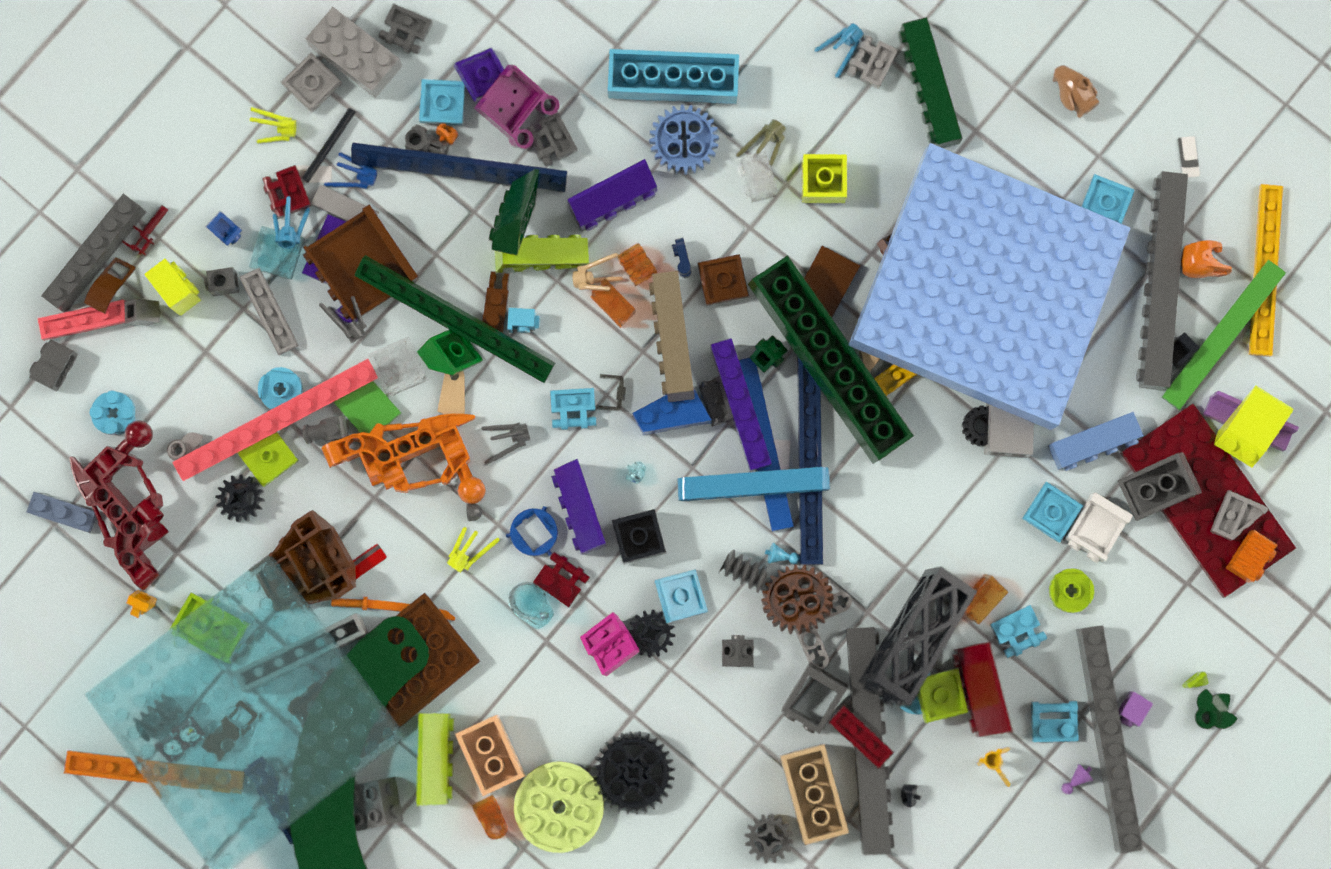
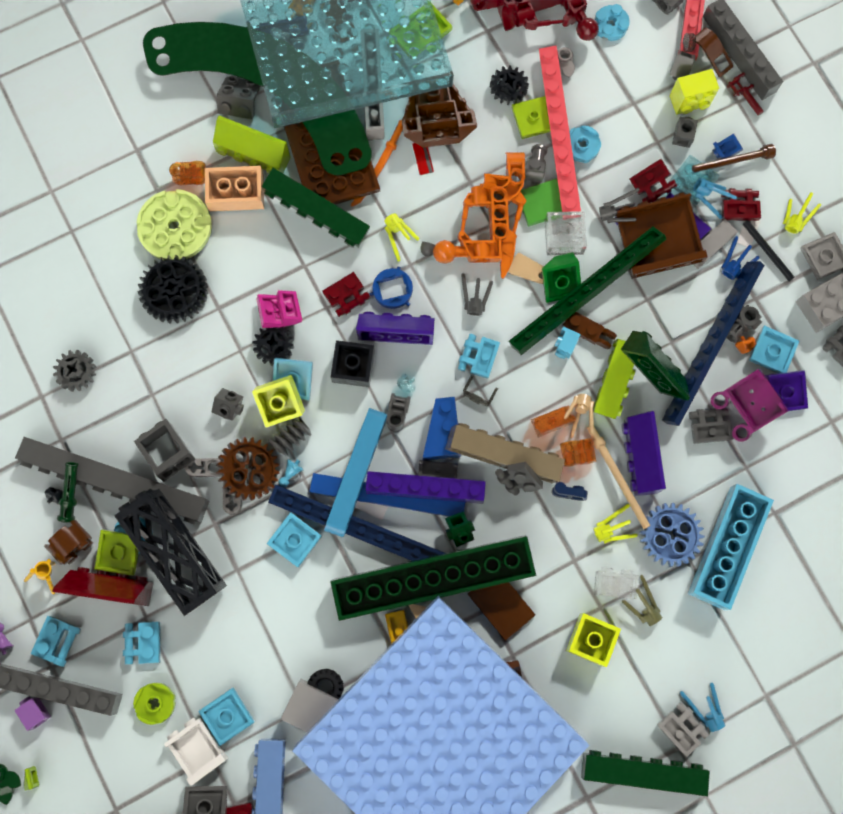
camera: 110 degrees right, 5 degrees down
(112, 313) = (689, 42): none -> clear smoke tile
(212, 185) = (767, 152): none -> reddish brown piece
(269, 311) = (646, 156): light grey tile -> none
(294, 299) = (651, 176): none -> dark red plate
(478, 652) = (315, 207): none -> dark green brick
(530, 604) = (336, 262): clear light blue helmet -> none
(617, 246) = (600, 443): none -> tan bar
(668, 469) = (397, 409): none -> dark grey piece
(690, 312) = (523, 478): none -> dark grey plate
(710, 206) = (604, 531): none -> neon yellow plant
(713, 597) = (278, 401): none -> neon yellow brick
(723, 279) = (538, 518): reddish brown plate -> none
(814, 794) = (90, 417): tan brick -> none
(849, 520) = (294, 540): none -> medium azure plate
(861, 737) = (114, 472): dark red tile -> none
(911, 775) = (68, 503): none -> dark green pin
(952, 751) = (68, 542): none -> reddish brown brick
(988, 596) = (181, 627): clear orange hinge -> none

